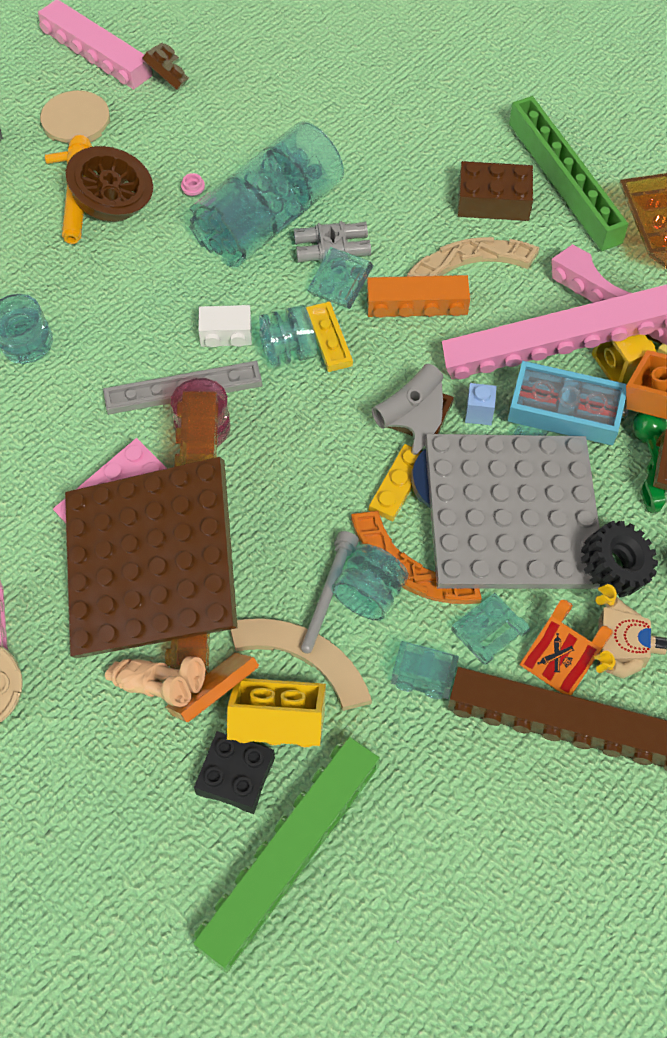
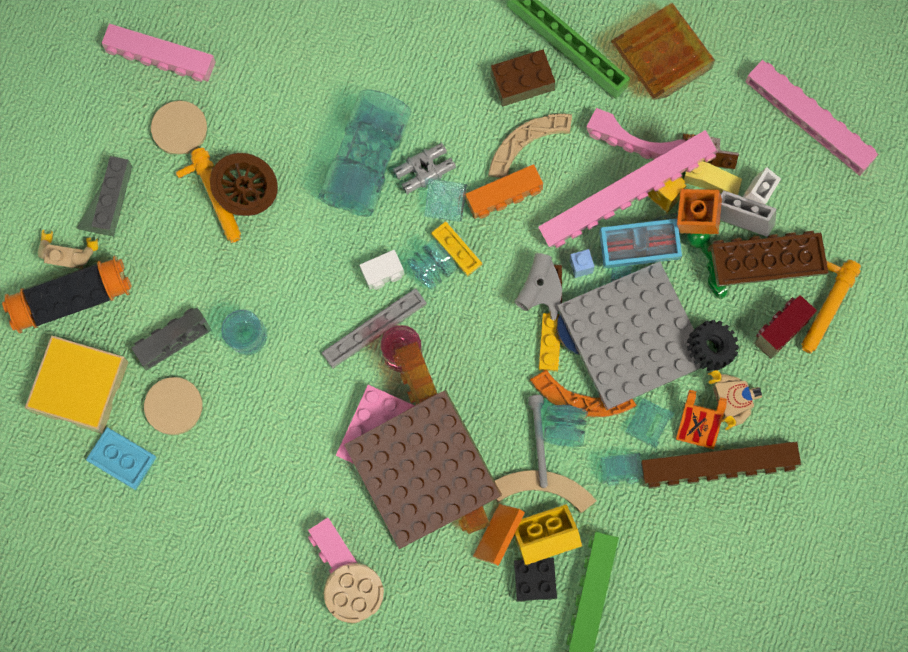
camera: 20 degrees left, 15 degrees up
(147, 678) = (454, 544): light nougat piece -> none
(163, 60) = (223, 56): reddish brown plate -> none
(192, 184) = (299, 151): bright pink plate -> none

